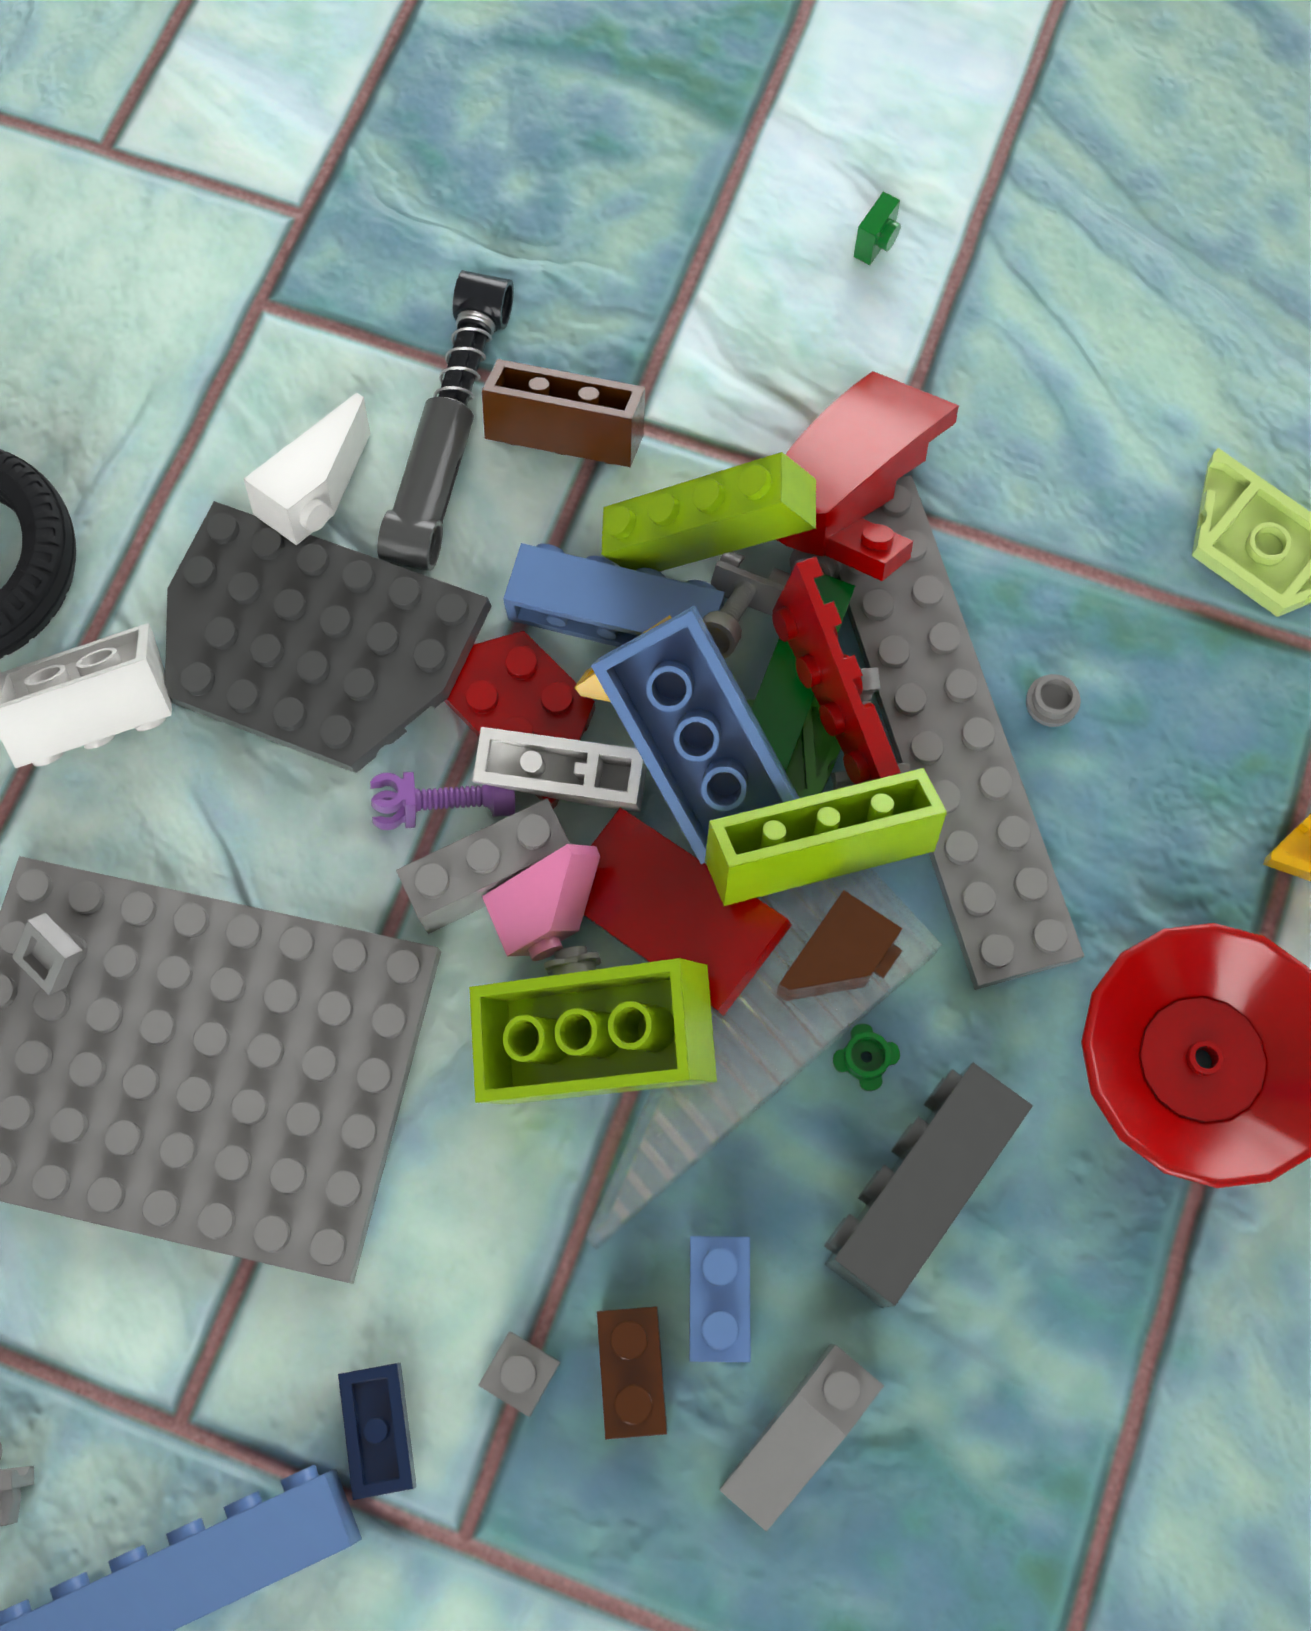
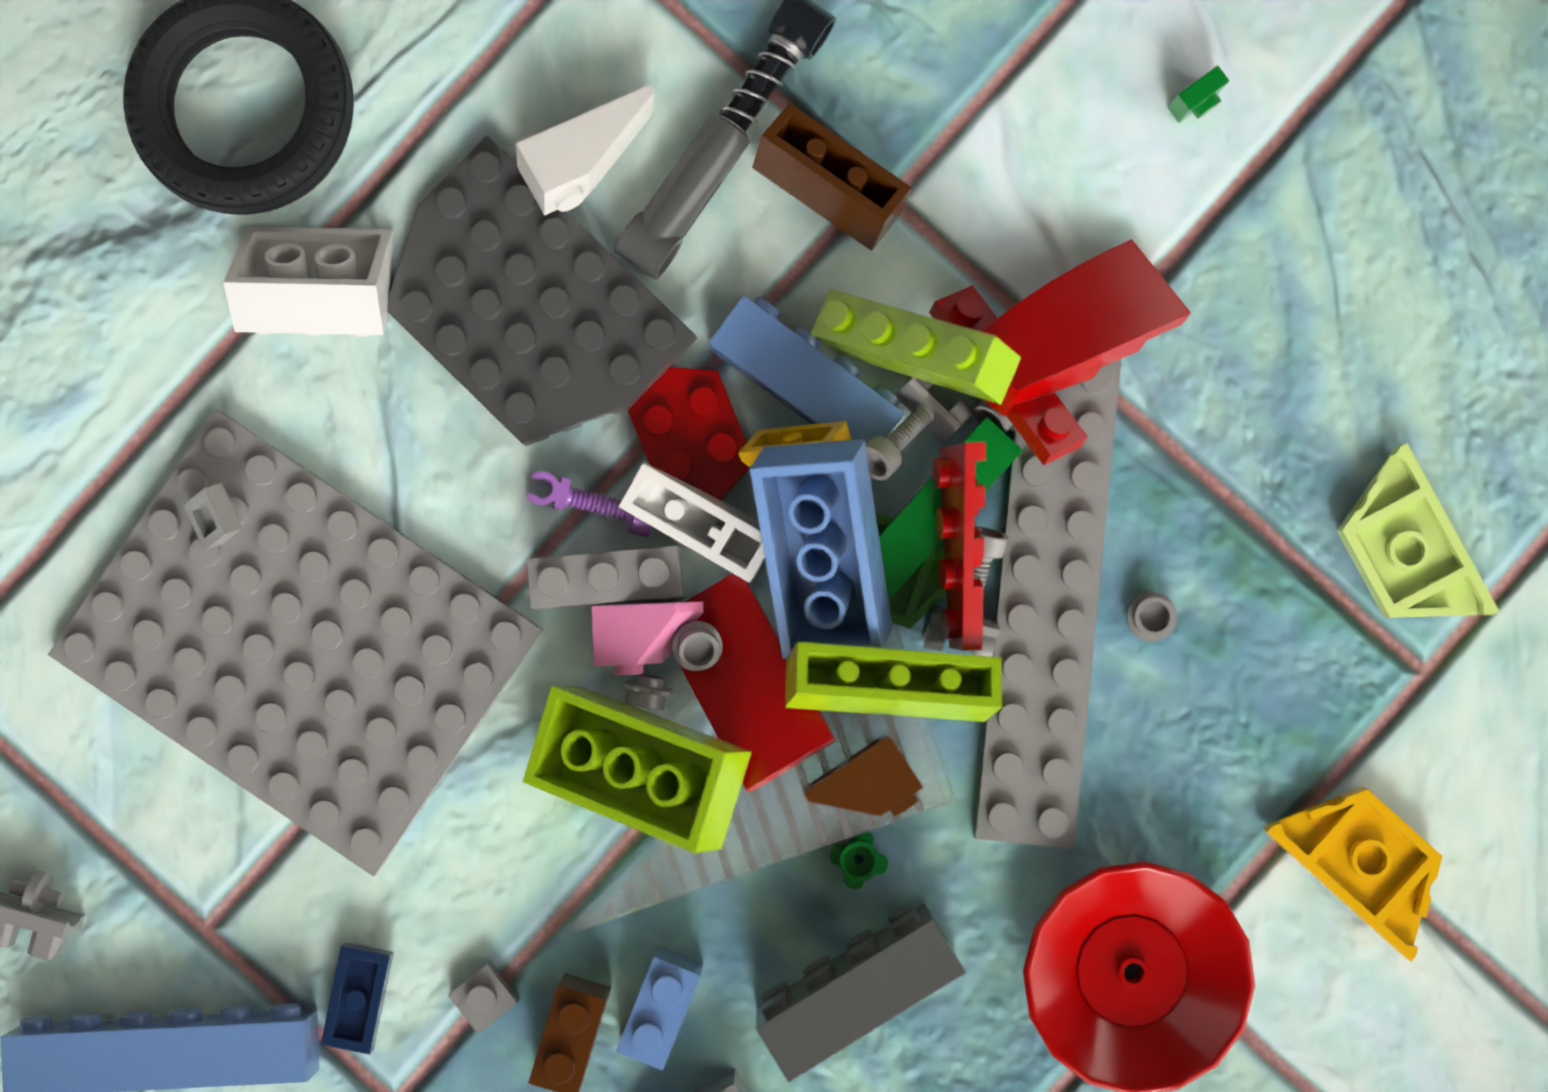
camera: 20 degrees right, 15 degrees up
(607, 890) = (697, 646): none -> light grey plate

